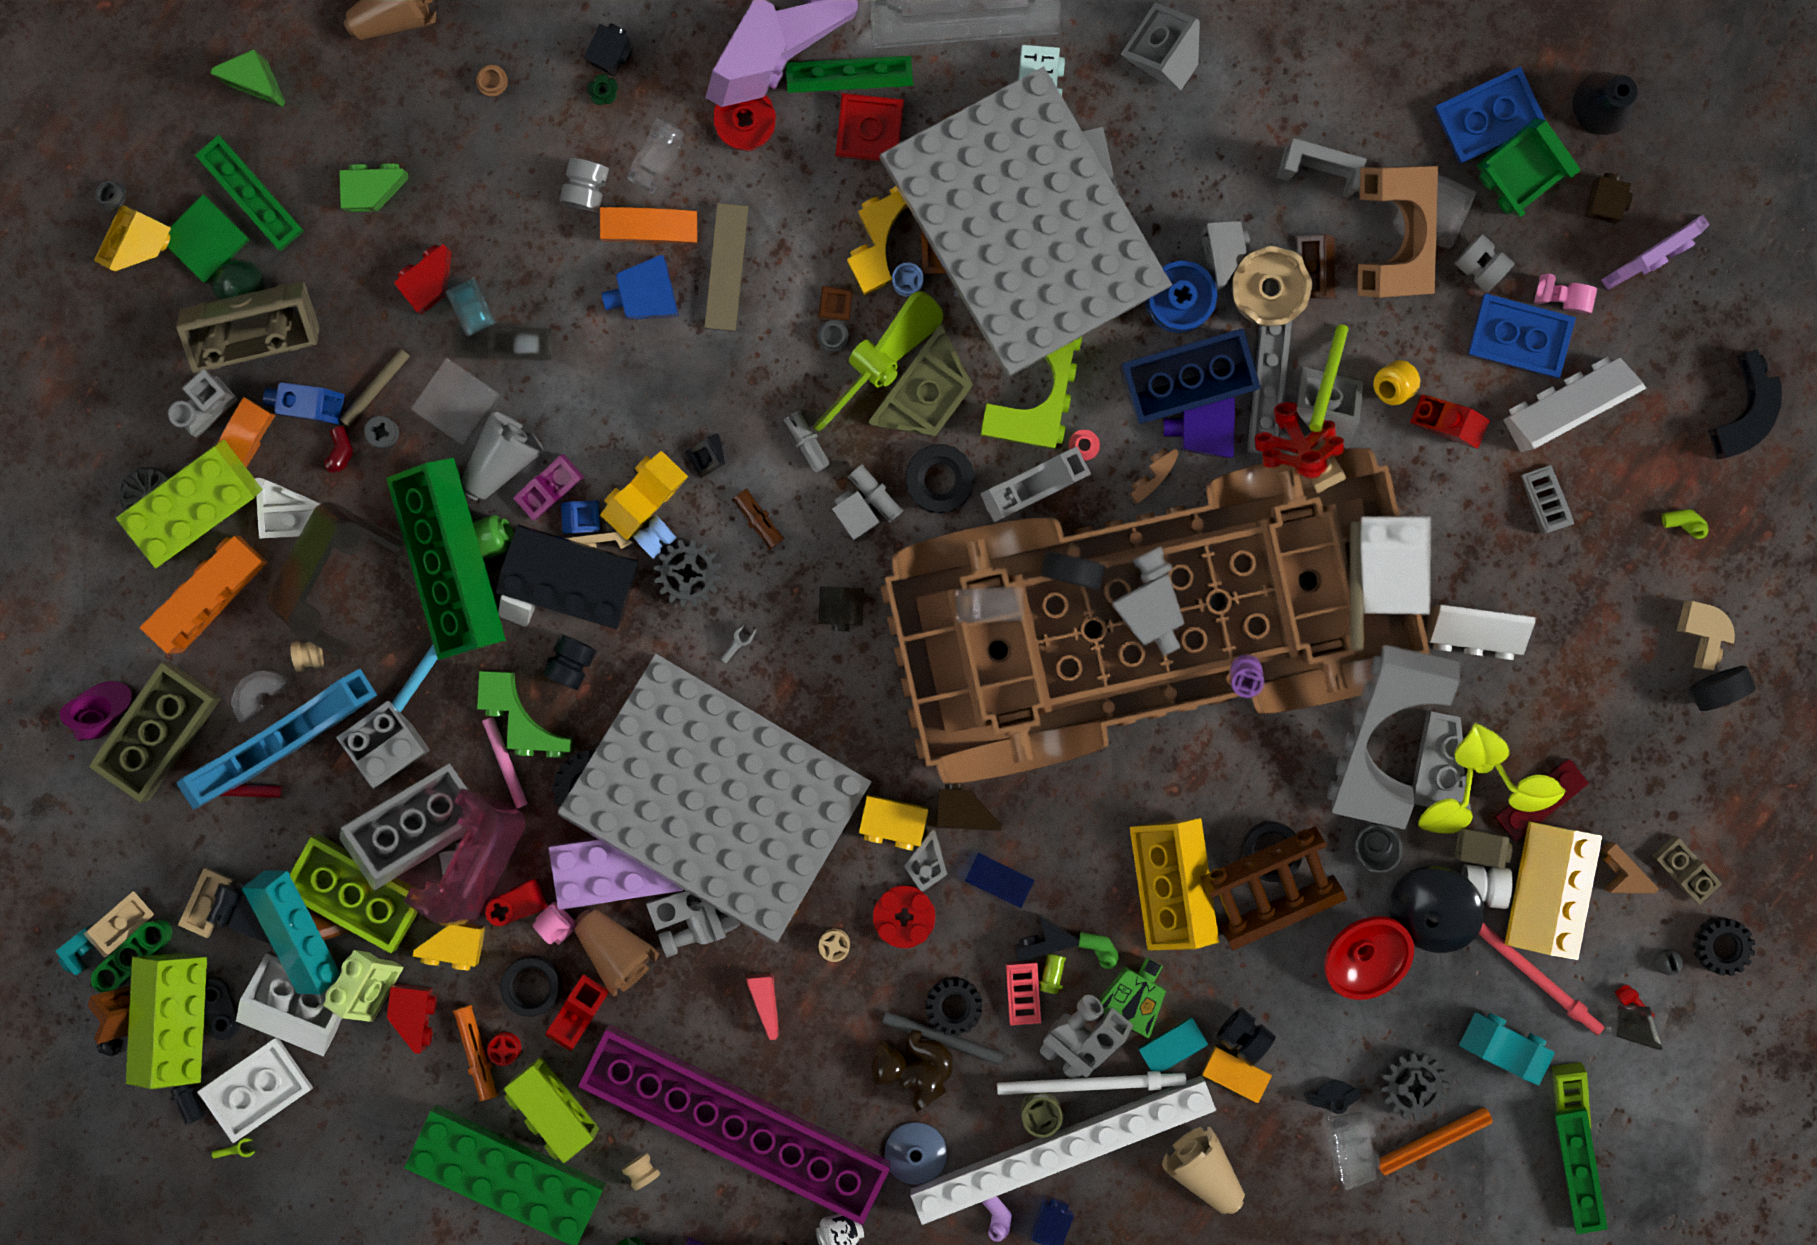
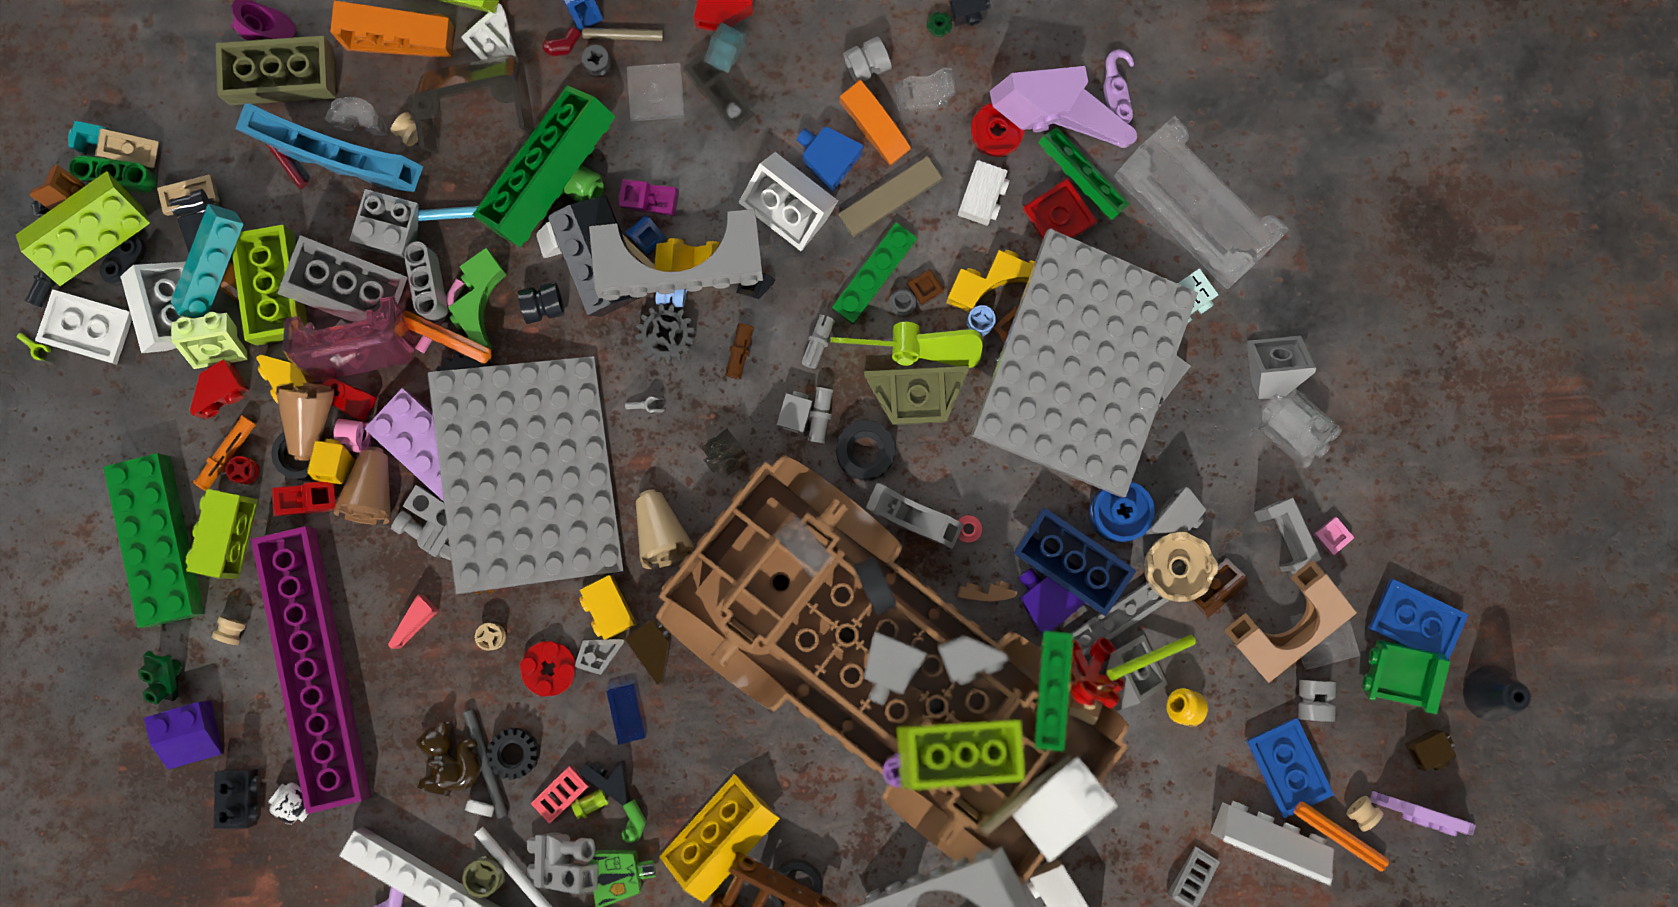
camera: 50 degrees right, 5 degrees down
(451, 750) = (420, 271): none -> light grey beam
(498, 456) = (642, 146): light grey cone -> none
(505, 953) = (303, 415): none -> medium nougat cone
(534, 771) = (447, 337): none -> orange axle
(565, 962) = (330, 462): none -> yellow slope
(608, 568) = (621, 274): none -> light grey arch
(655, 363) = (787, 200): none -> white slope
(785, 339) = (874, 273): none -> green plate
(793, 180) = (982, 193): none -> white brick
(863, 720) = (659, 532): none -> tan cone
(918, 1137) = (403, 806): sand blue dish -> none
(978, 1072) = (479, 808): none -> white tile
(1040, 424) = (957, 487): lime arch -> none
(1152, 565) = (924, 638): light grey wheel -> none
(1199, 540) = (966, 656): none -> light grey slope
(1235, 77) = (1298, 427): none -> clear cylinder
(1277, 615) = (960, 754): none -> lime brick
(1288, 490) = (1053, 691): none -> green plate
(1355, 125) = (1333, 536): none -> bright pink tile
(1450, 421) = (1191, 766): red slope -> none
(1575, 296) = (1347, 783): bright pink leg -> none
(1613, 303) = (1364, 813): none -> tan wheel
(1615, 341) = (1341, 836): none -> orange axle

